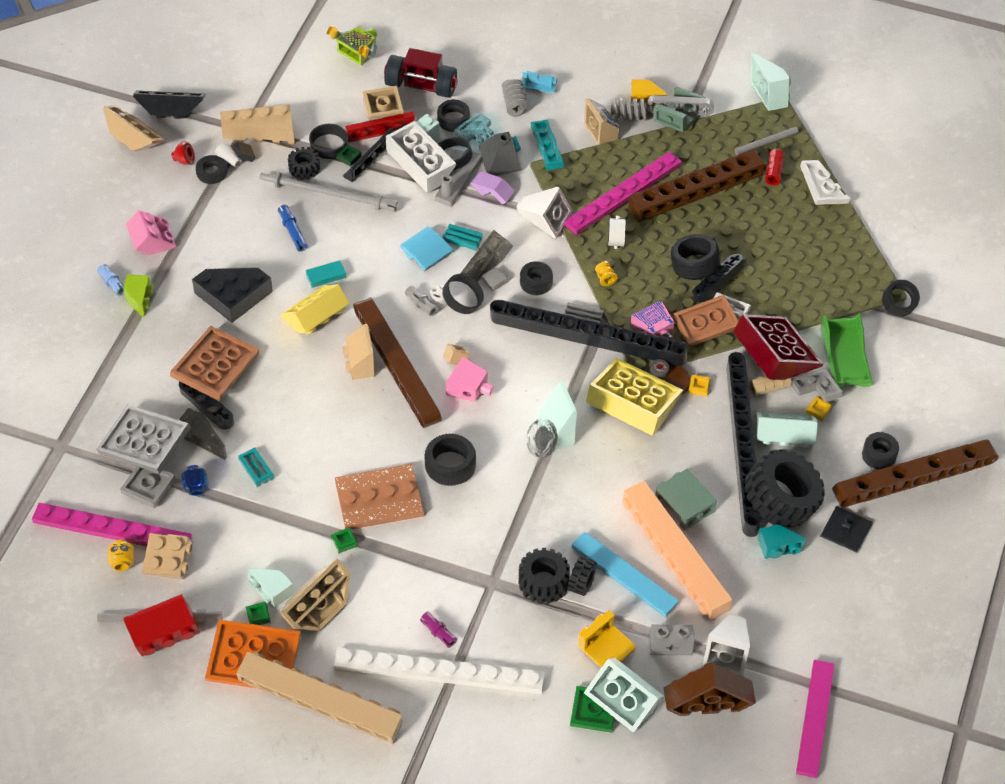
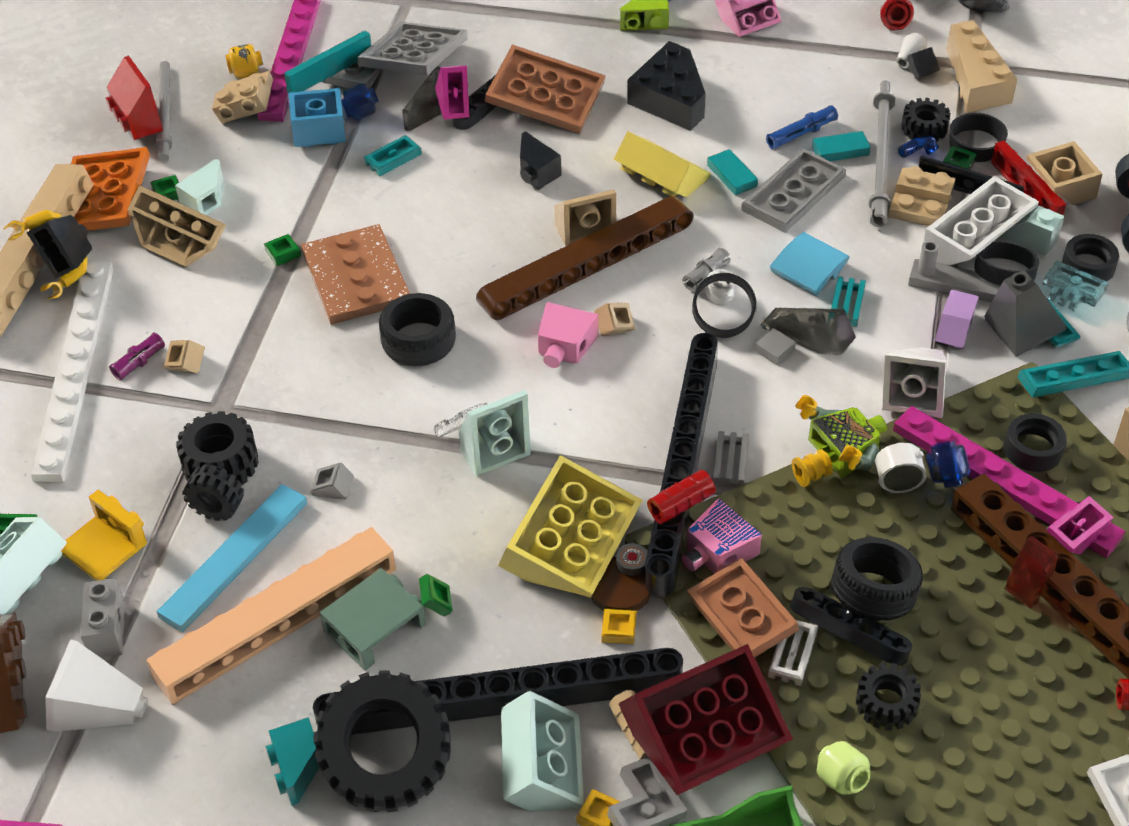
camera: 85 degrees right, 5 degrees down
(153, 492) = (327, 63): none -> teal tile
(211, 178) = (884, 33): black tyre -> none
(211, 505) = (316, 117): none -> dark azure slope
(217, 412) = (453, 92): none -> dark pink slope
(291, 379) = (538, 162): none -> black slope
(315, 212) = (841, 146): none -> teal tile
(325, 172) = (917, 144): none -> clear blue arm
(335, 666) = (60, 243): none -> black torso
(351, 245) = (793, 190): none -> light grey tile
(377, 180) = (921, 196): none -> tan plate
(444, 600) = (184, 356): none -> tan slope
(536, 269) = (780, 377): black tyre -> none
(570, 520) = (332, 482): none -> light grey slope
(588, 252) = (843, 434): none -> torso
(605, 163) = (1035, 425): none -> black tyre
(615, 208) = (948, 463): none -> clear blue head
(635, 328) = (681, 496): none -> red axle
(671, 165) = (1080, 525): none -> dark pink slope
(671, 467) = (435, 595): none -> green tile
(701, 191) = (1030, 572): none -> clear red slope
(765, 263) = (892, 680): none -> black tyre
(809, 296) = (843, 768): none -> yellowish green head

